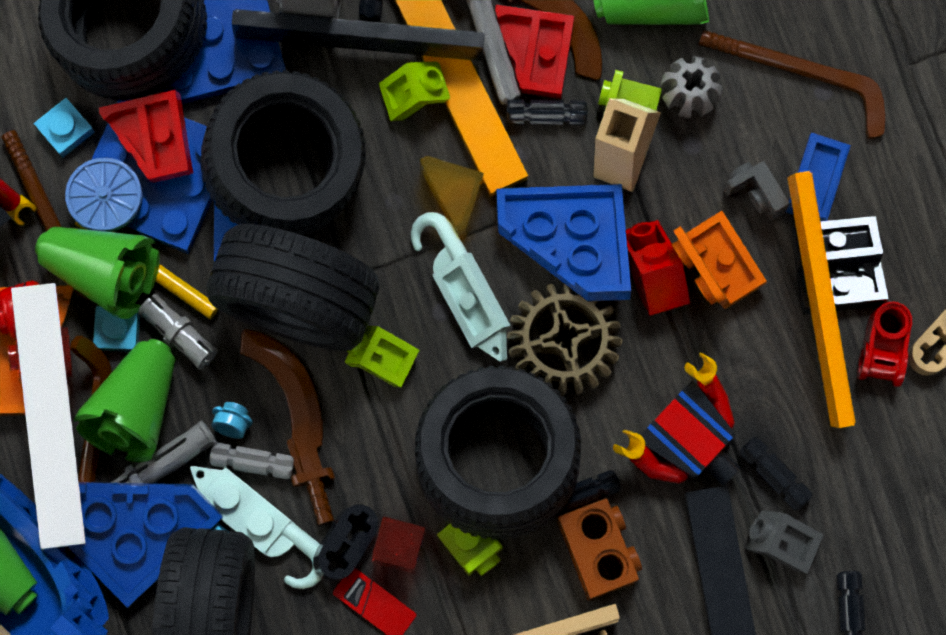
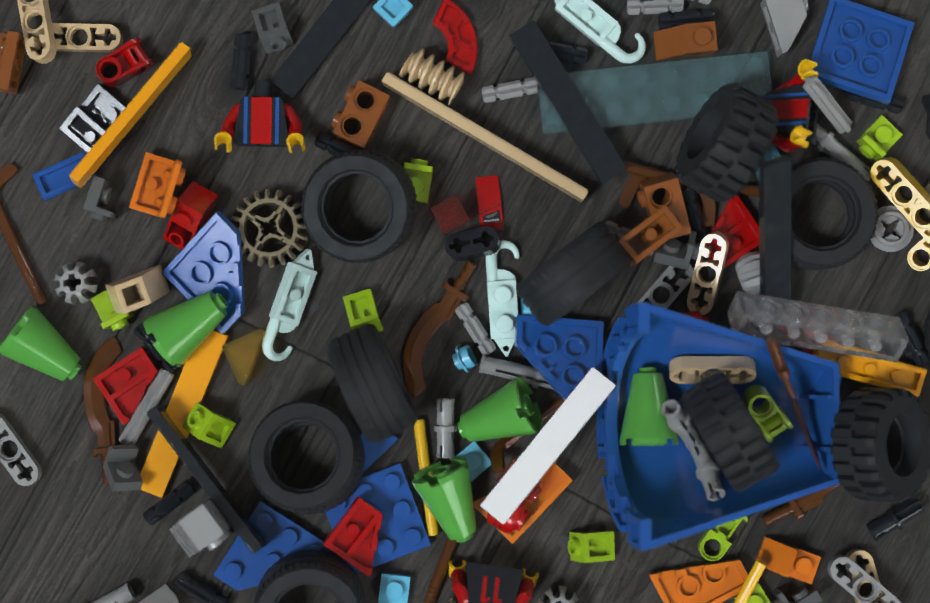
camera: 135 degrees left, 10 degrees up
(103, 194) = (411, 530): medium blue wheel -> none
(539, 153) = (185, 326): none -> bright green cone

